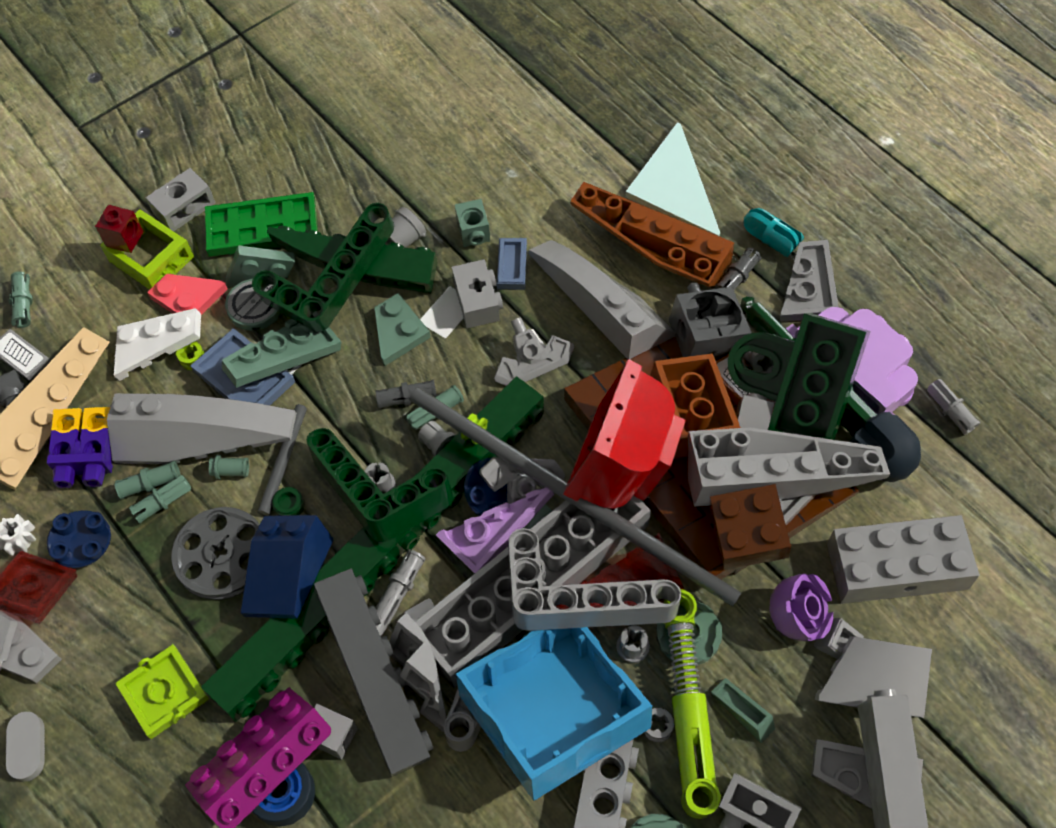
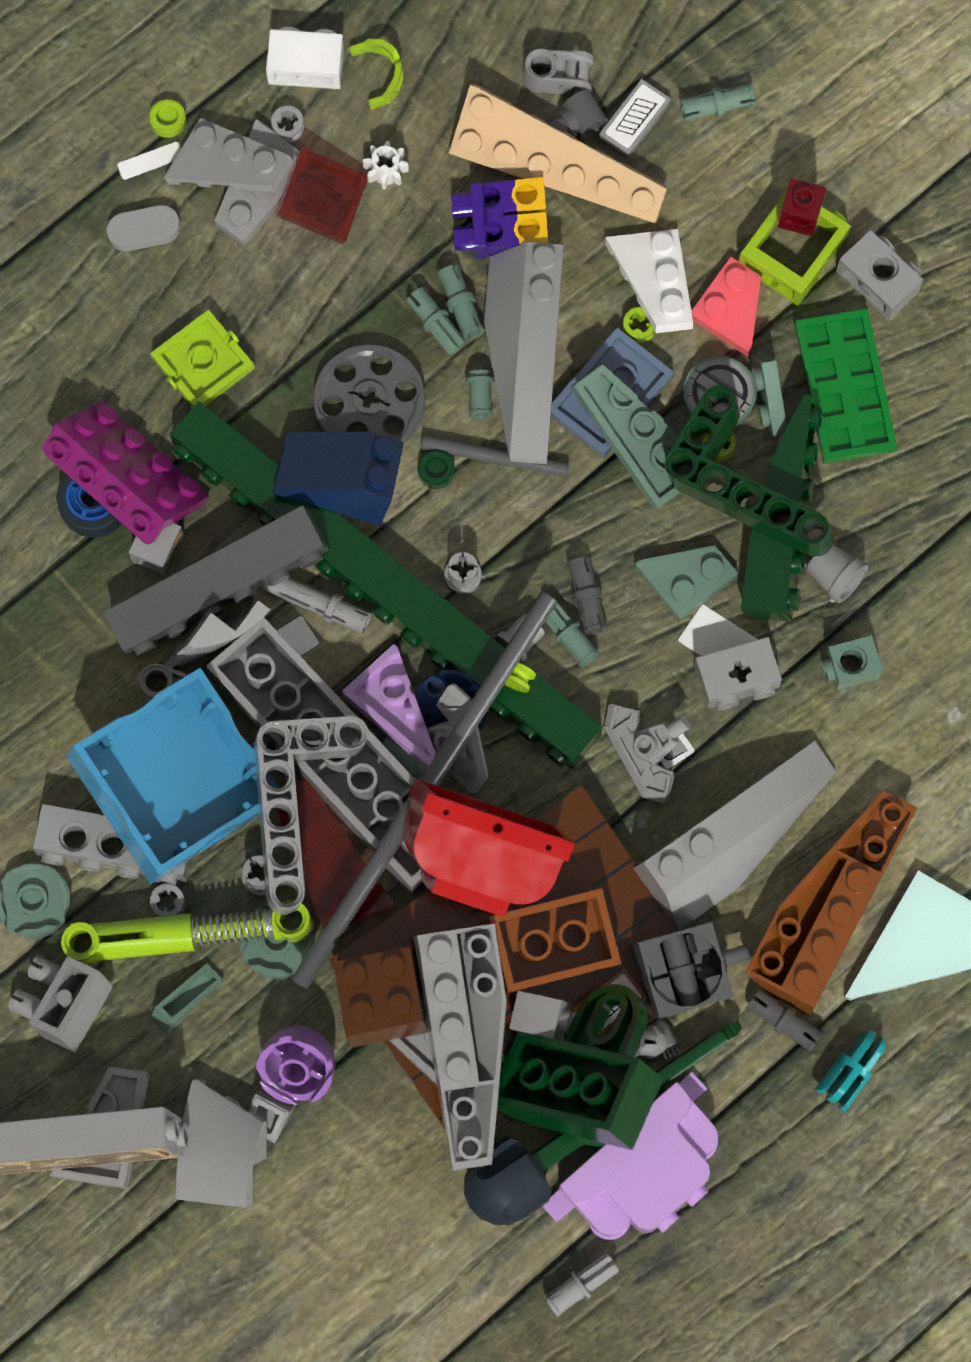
camera: 85 degrees right, 15 degrees up
(78, 538) = (384, 237): dark blue dish -> none
(380, 514) = (434, 552): dark green beam -> none
(512, 263) = (795, 720): sand blue tile -> none
(811, 282) = (768, 1118): light grey wing -> none
(902, 559) = (364, 1191): light grey brick -> none

